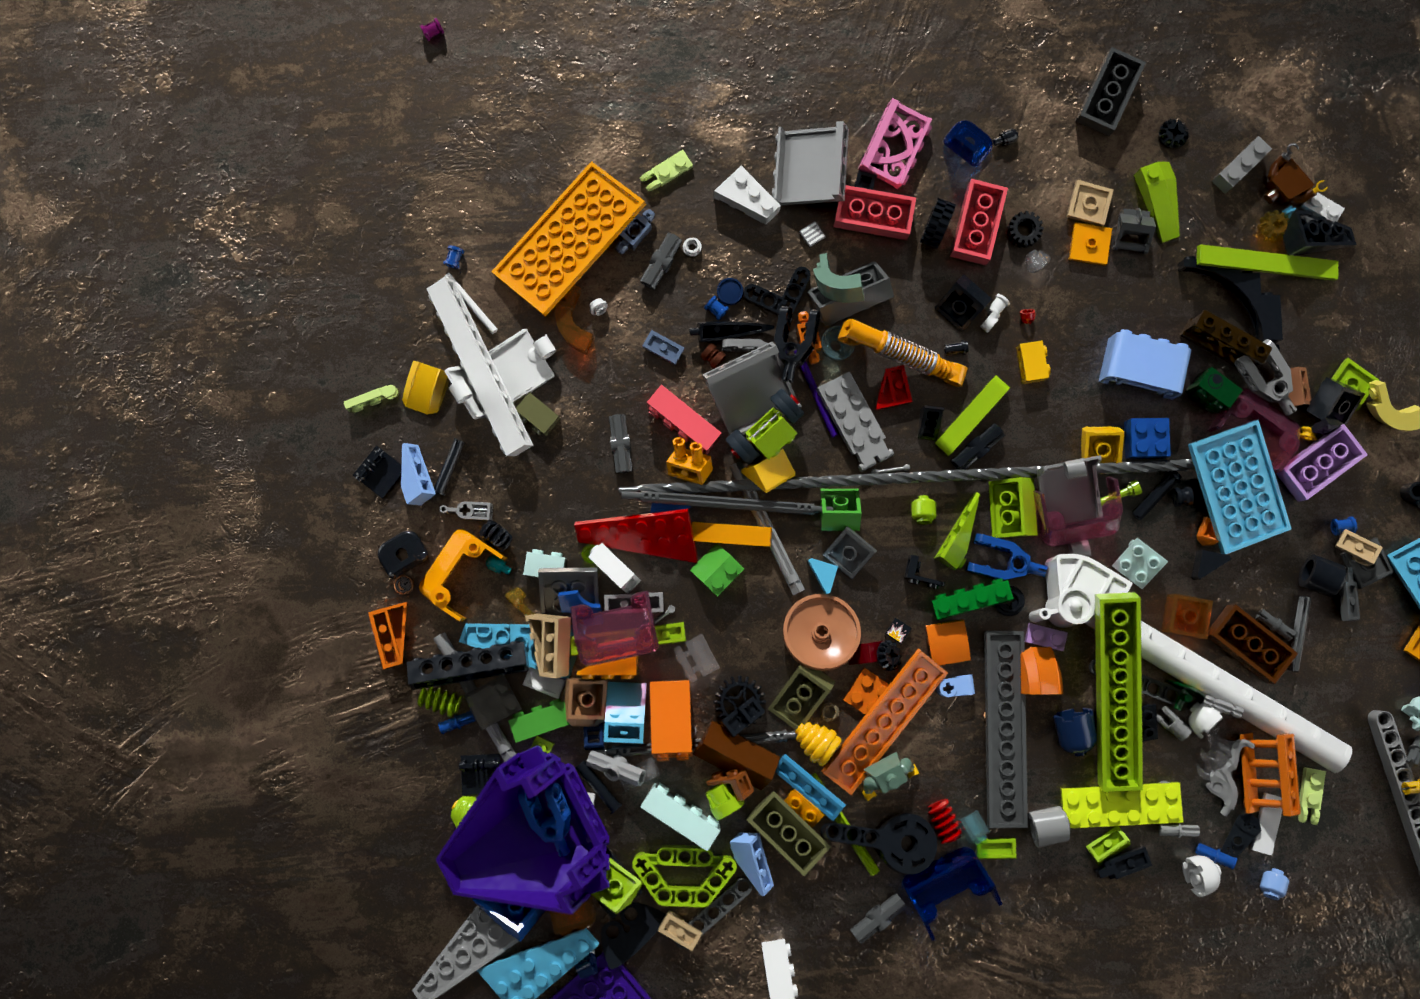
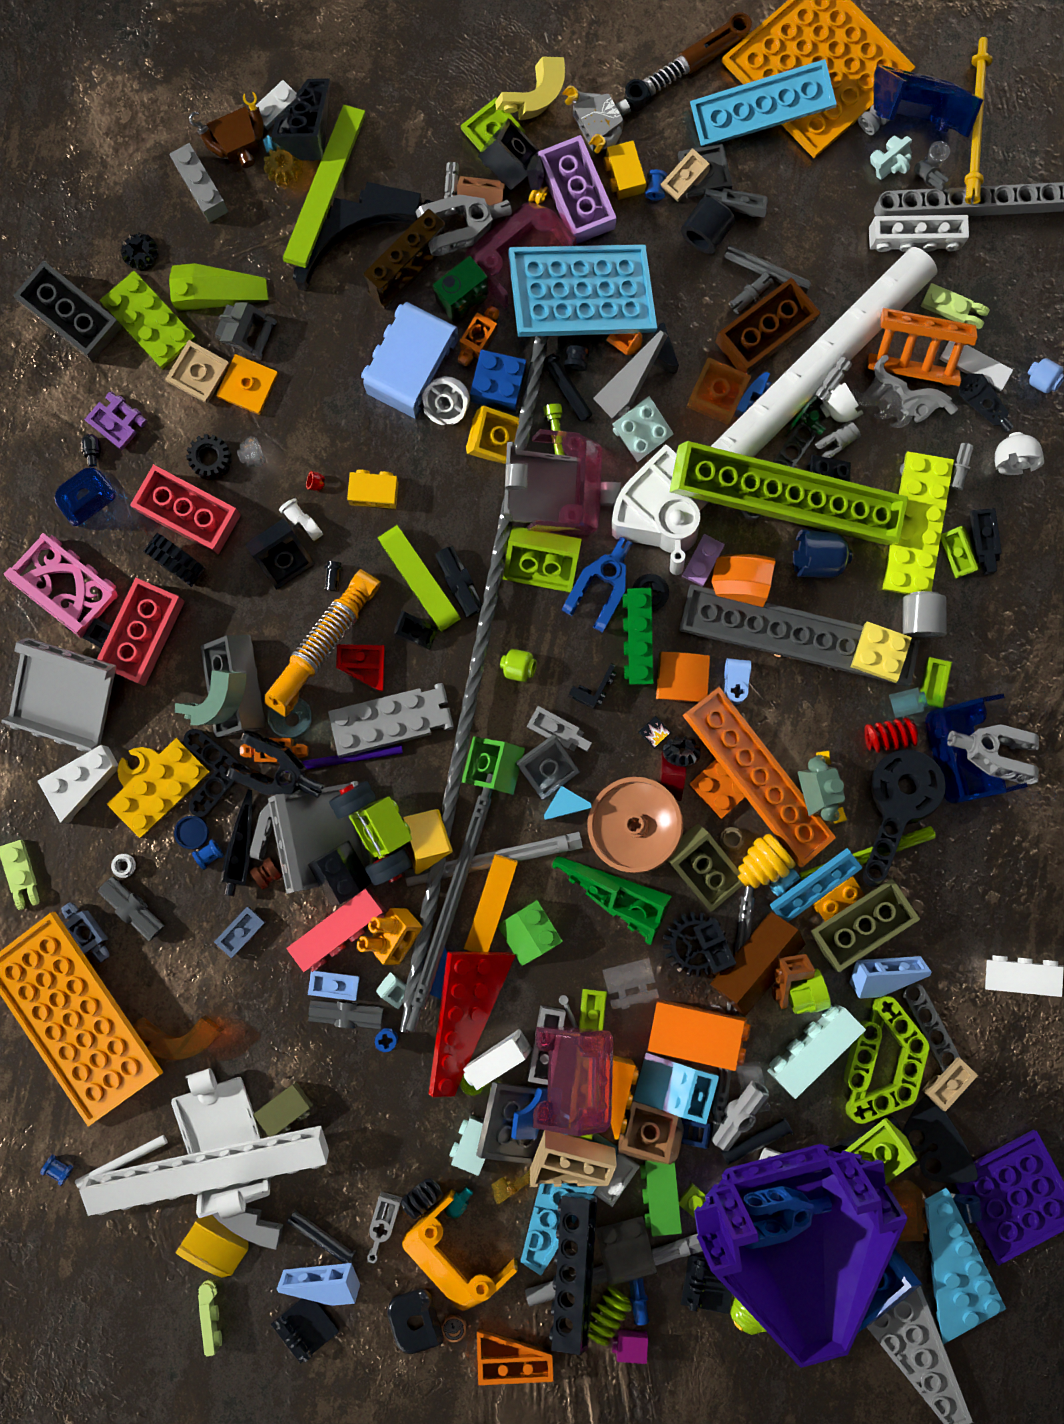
camera: 75 degrees left, 0 degrees up
(420, 723) = (630, 1346): none -> magenta brick
(445, 410) = (252, 1228): none -> light grey slope
(598, 307) = (168, 1001): white plate -> none
(603, 477) = (381, 1046): none -> blue bush
(640, 429) = (334, 985): none -> light blue plate
(647, 474) = (392, 990): none -> light aqua slope
(727, 411) = (340, 874): none -> black slope
(759, 254) = (155, 784): none -> yellow plate
(759, 647) = (632, 902): none -> green wedge
(804, 761) = (783, 884): none -> medium azure pin
(812, 234) = (147, 713): light grey tile -> none
(878, 564) = (547, 724): none -> light grey hinge
(878, 918) = (986, 841): dark grey piece -> none
(906, 467) = (461, 672): light grey hinge -> none
(954, 898) = (984, 746): none -> light grey piece
(957, 542) = (569, 637): lime wedge -> none
(1009, 797) = (881, 652): none -> light yellow plate
(1029, 147) = (110, 425): none -> medium lavender plate
(1120, 154) = (147, 319): none -> lime plate
(1120, 401) = (446, 400): none -> white cylinder
(1170, 540) = (625, 386): none -> light grey slope
(1190, 412) = (479, 322): none -> orange piece
(1193, 645) = (754, 392): none -> blue slope
(1216, 855) = (1000, 432): blue axle -> none
(1301, 361) = (451, 181): none -> light grey axle
(1349, 498) = (625, 170): none -> yellow brick
(1365, 750) = (923, 232): none -> white brick
(1386, 465) = (597, 117): none -> light grey torso

